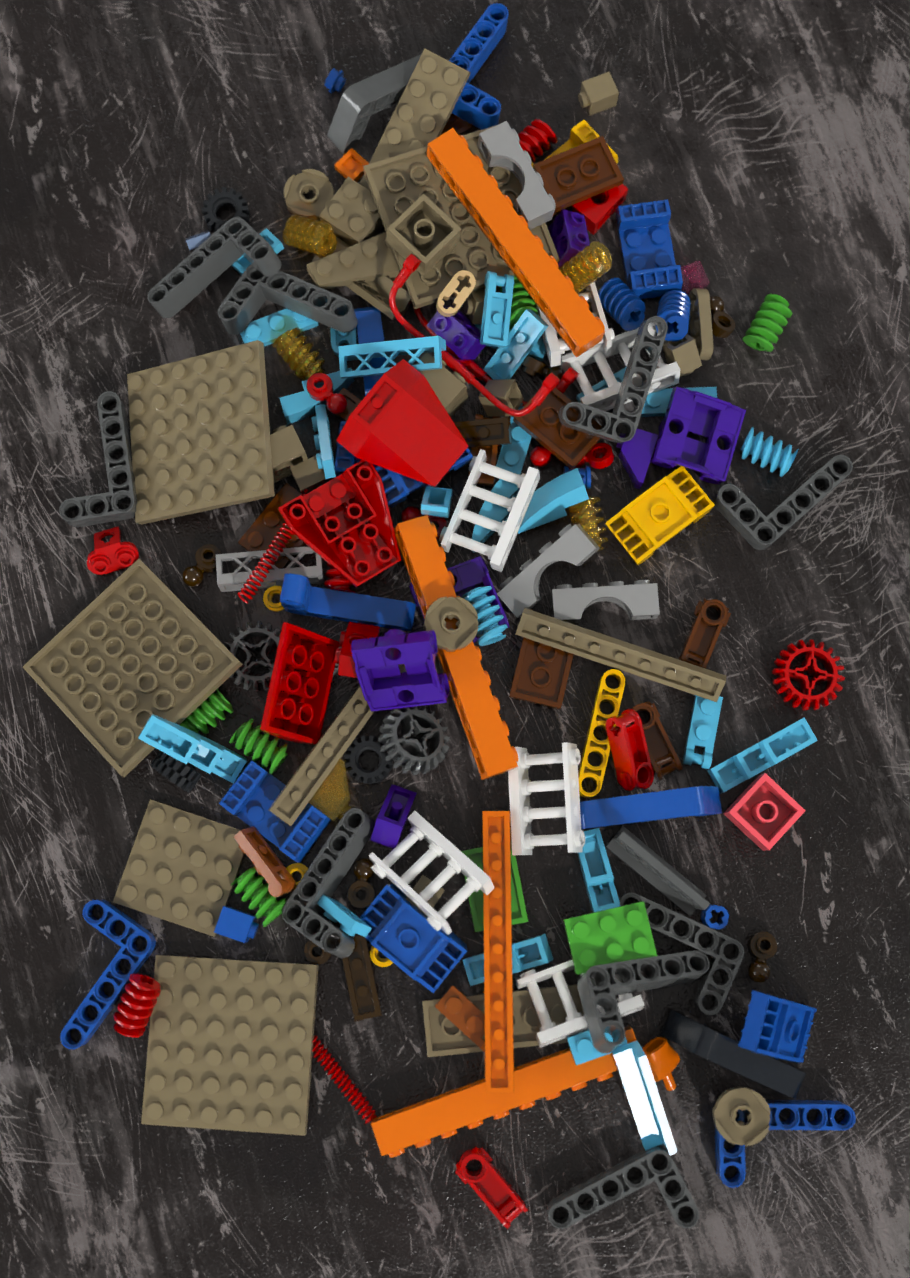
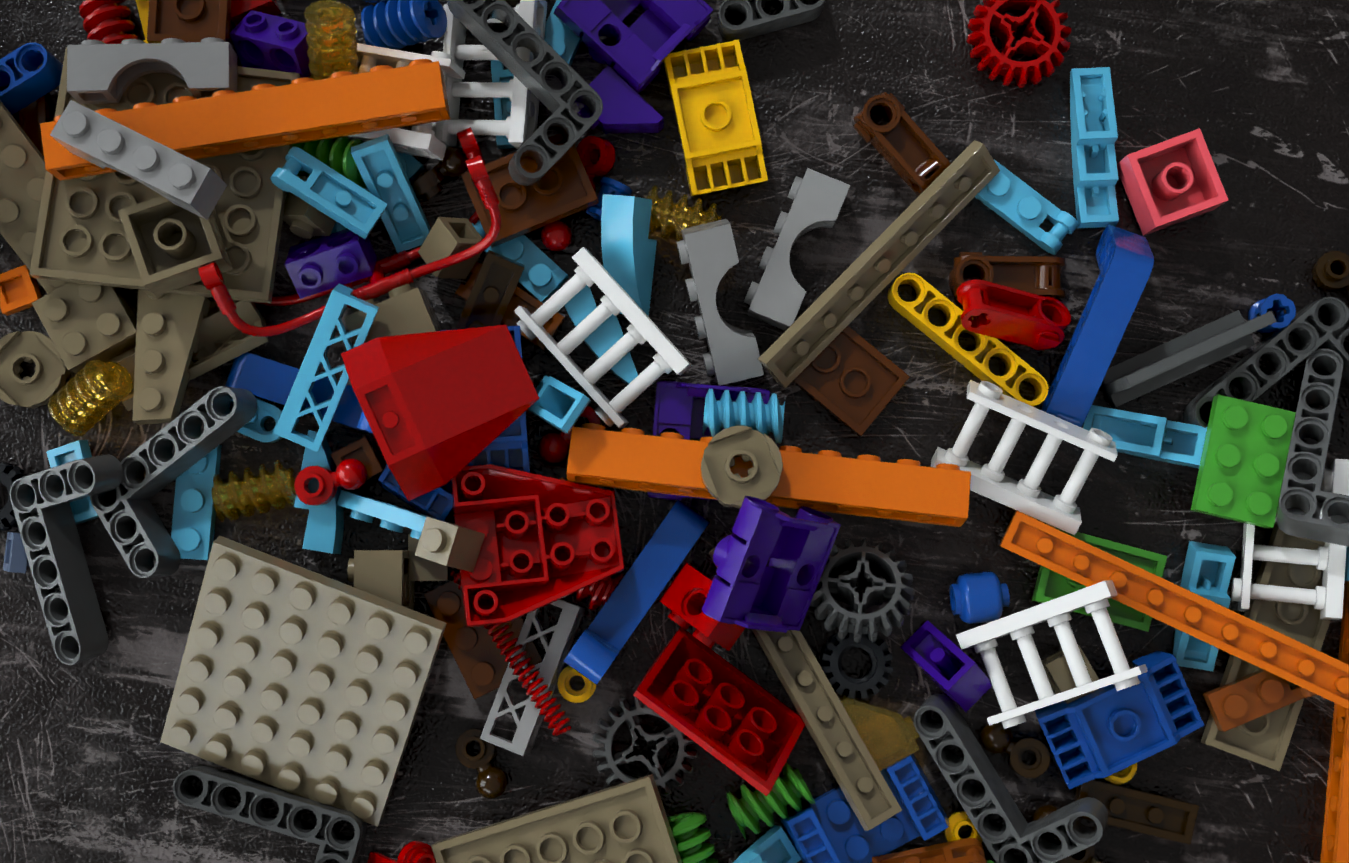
camera: 60 degrees left, 5 degrees up
(322, 476) = (449, 544): none -> dark tan brick
(339, 913) = (1045, 798): medium azure plate -> none
(445, 814) = (978, 597): none -> blue head
(451, 290) = (287, 233): tan beam -> none
(458, 190) = (139, 157): none -> light grey arch

